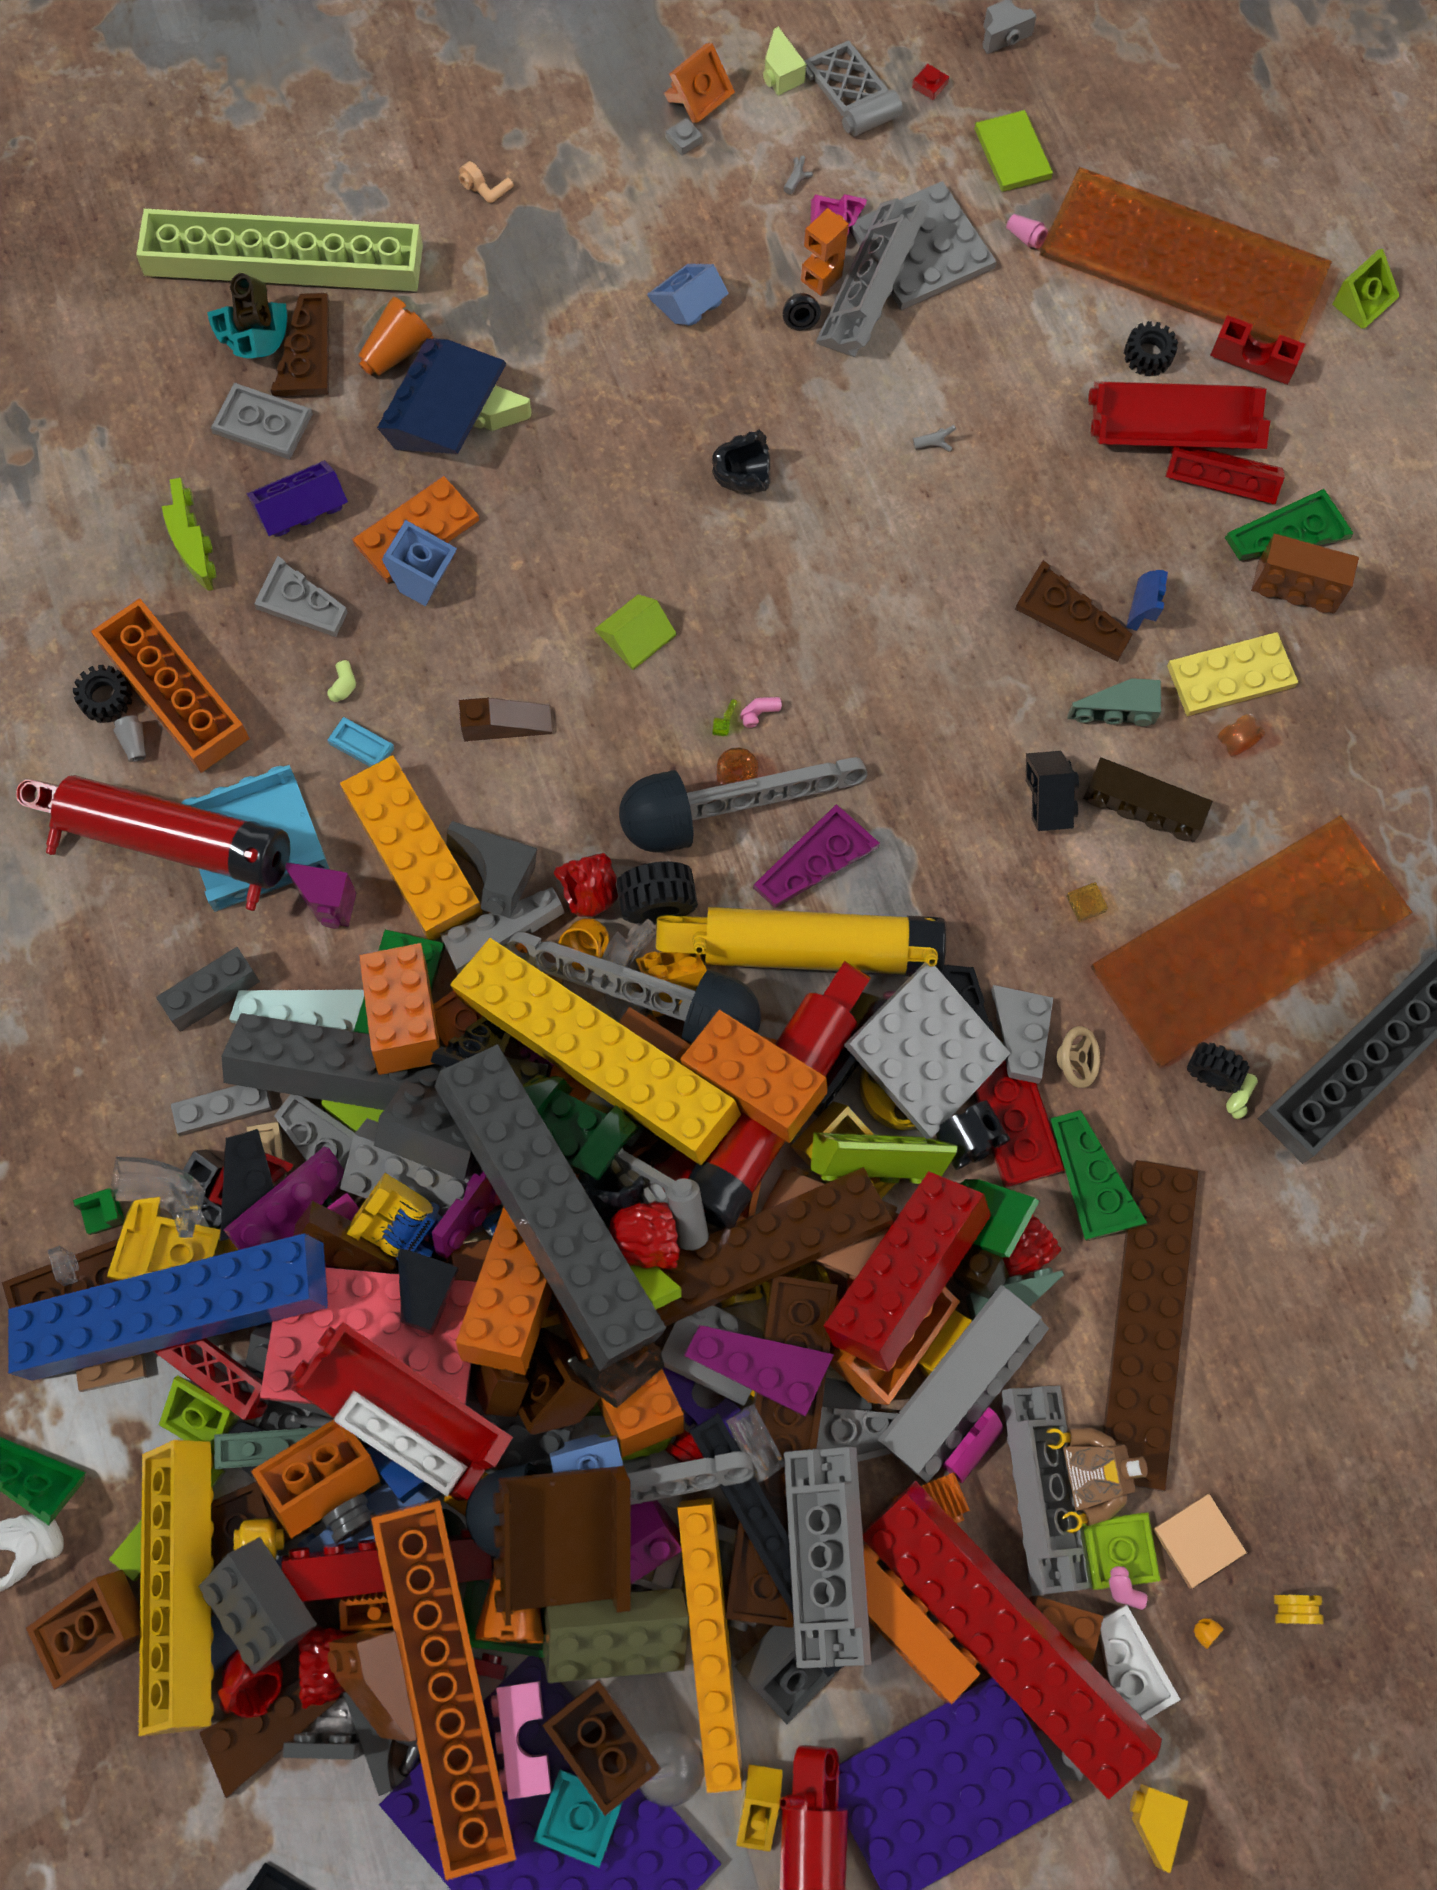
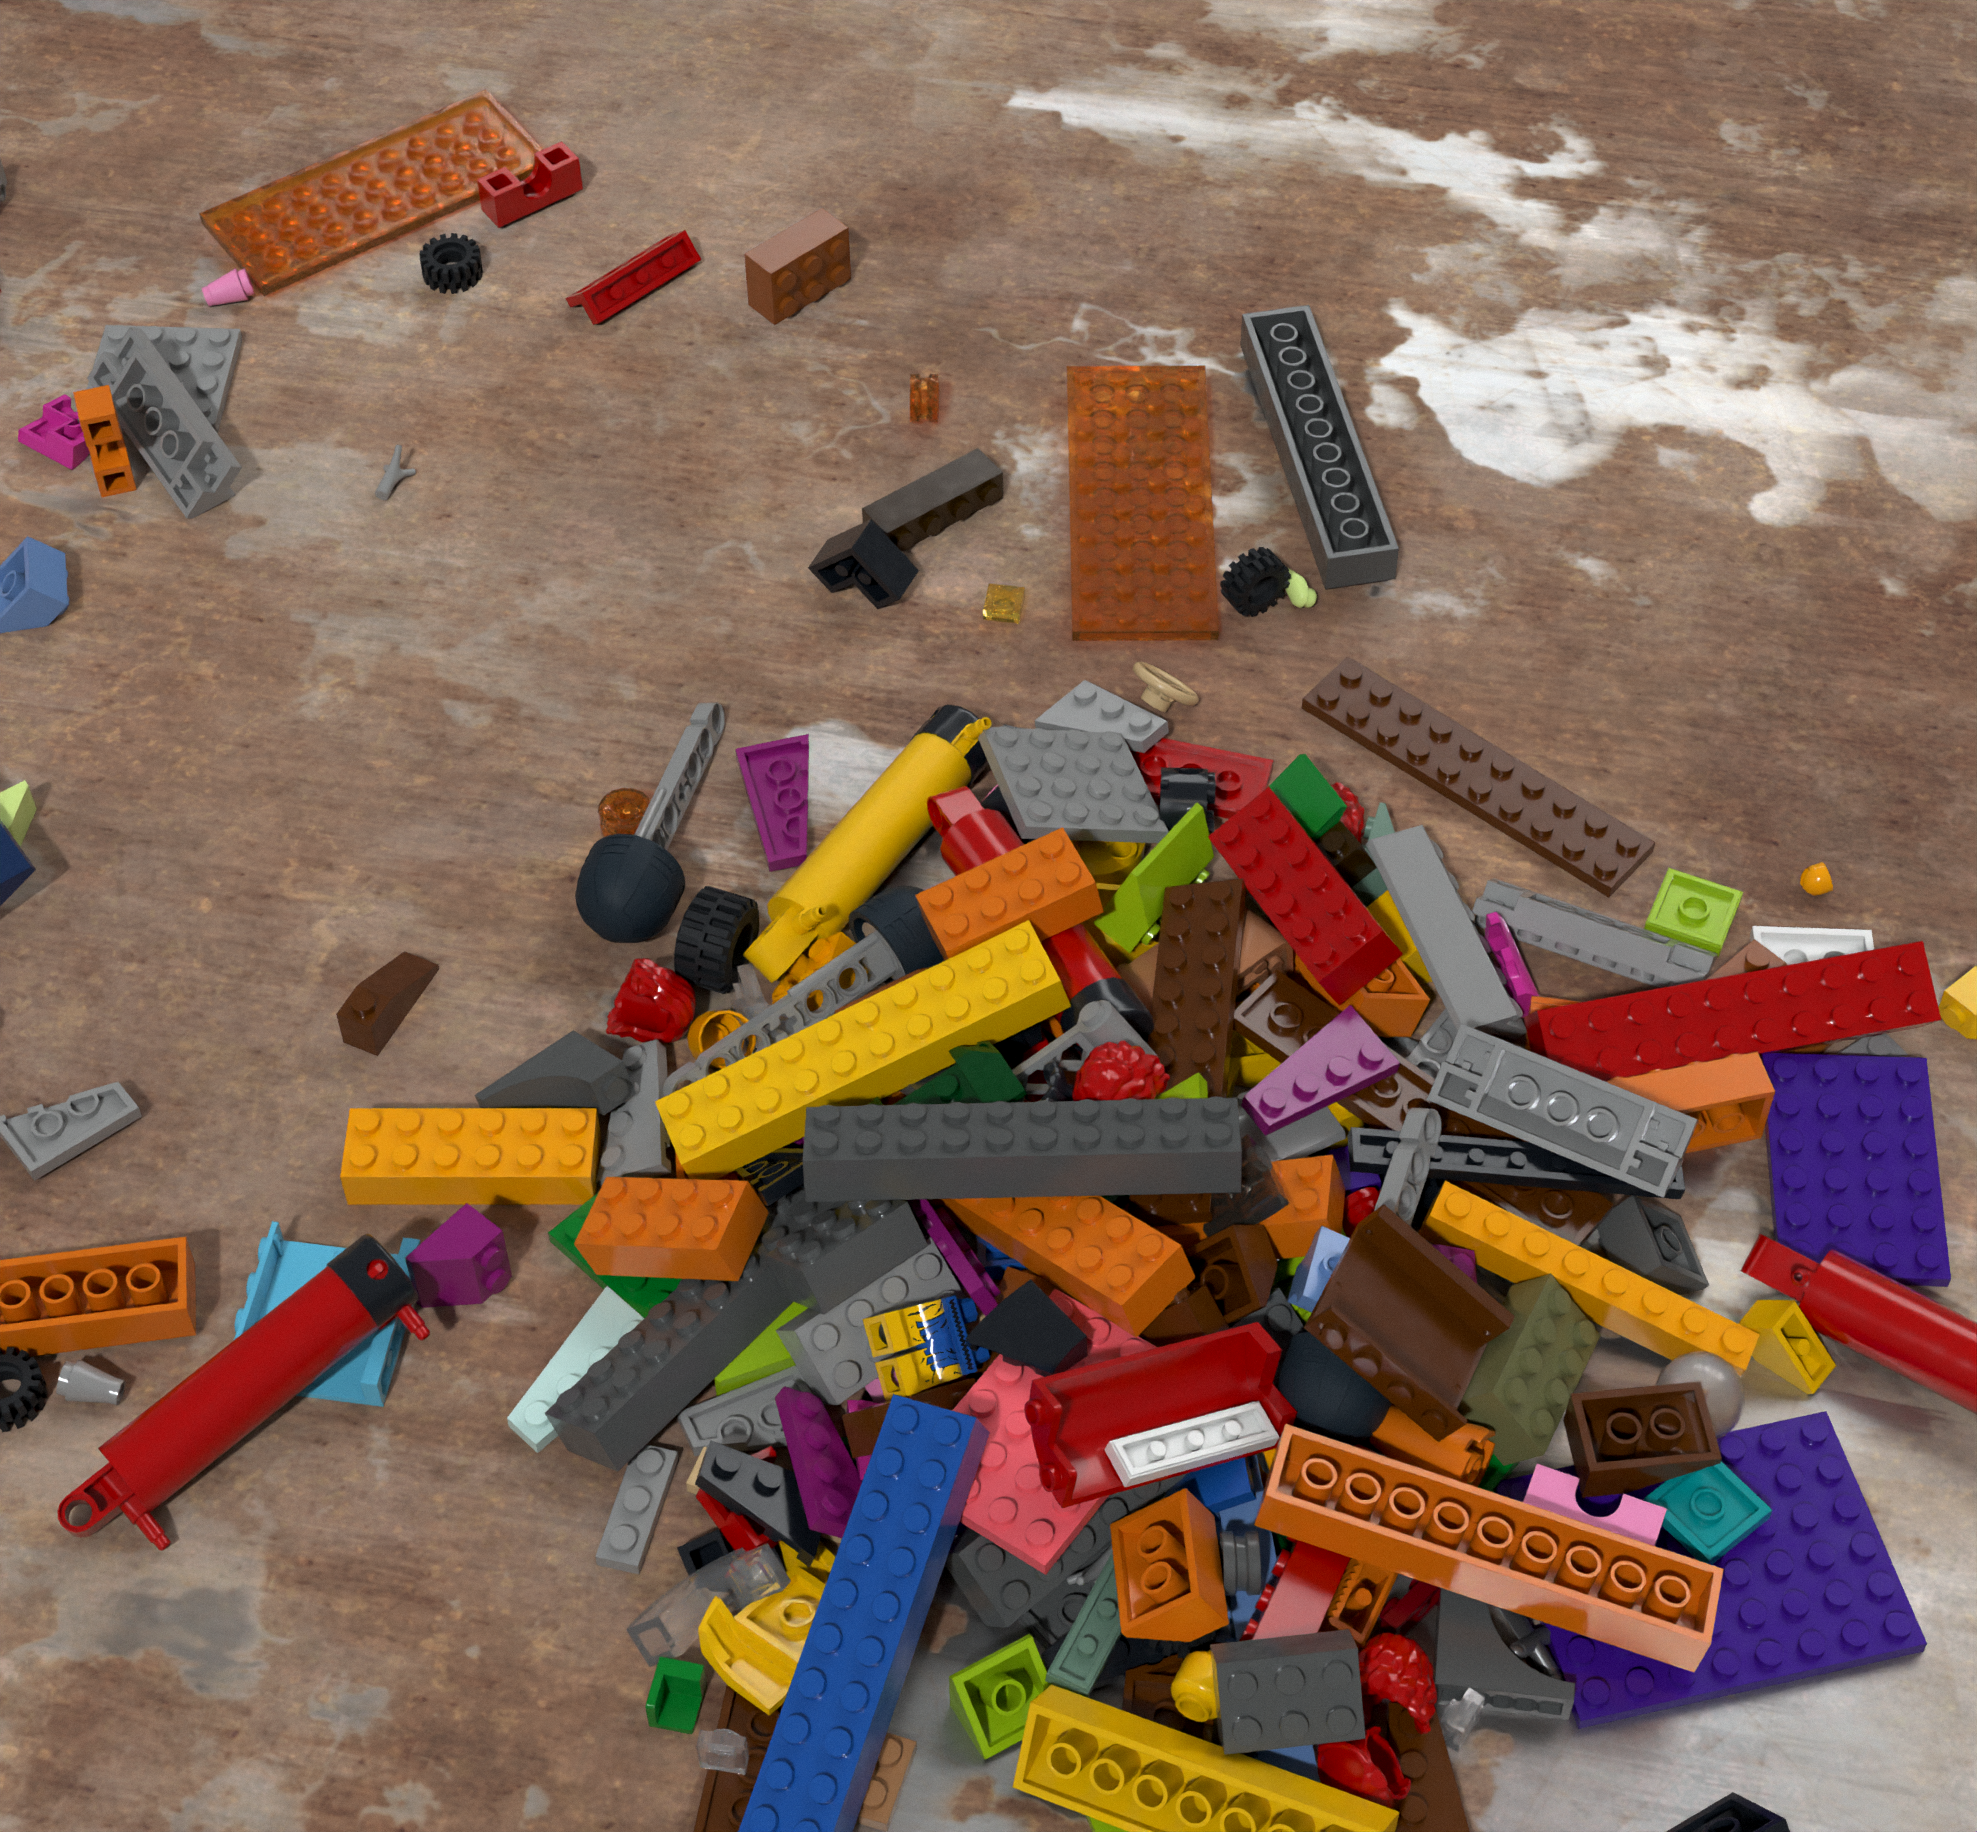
camera: 55 degrees left, 20 degrees down
(207, 989) = (483, 1444): dark grey brick -> none
(213, 1380) = (940, 1670): red fence -> none
(311, 1746) = (1481, 1738): dark grey plate -> none
(344, 684) = (207, 1130): yellowish green arm -> none
(360, 743) = (297, 1154): medium azure tile -> none
(373, 1677) = (1452, 1608): dark orange slope -> none
(417, 561) = (134, 977): medium blue slope -> none
(435, 509) = (77, 976): orange plate -> none
(637, 630) = (383, 828): lime slope -> none
(722, 725) = (559, 808): clear neon green hand -> none
(743, 463) = (278, 637): black hair -> none
(755, 1440) = (1388, 1115): clear plate -> none
(756, 707) = (567, 762): bright pink arm -> none
(801, 312) = (143, 506): black brick -> none
(1013, 150) = (126, 257): lime tile -> none
(1065, 610) = (667, 470): reddish brown wing -> none
(1096, 1187) = (1331, 740): green wing -> none
(1098, 1474) = (1607, 876): medium nougat torso -> none
(1122, 1589) = (1734, 921): bright pink arm -> none
(1127, 702) = (818, 465): sand green slope -> none
(1147, 598) = (721, 393): blue slope -> none
(1179, 415) = (543, 277): red cylinder -> none
(1199, 1541) = (1721, 843): light nougat tile -> none
(1232, 674) = (851, 380): light yellow plate -> none
(1298, 1609) = (1835, 793): yellow wheel -> none
(1308, 520) = (727, 271): green wing -> none
(1367, 291) = (540, 83): lime slope -> none

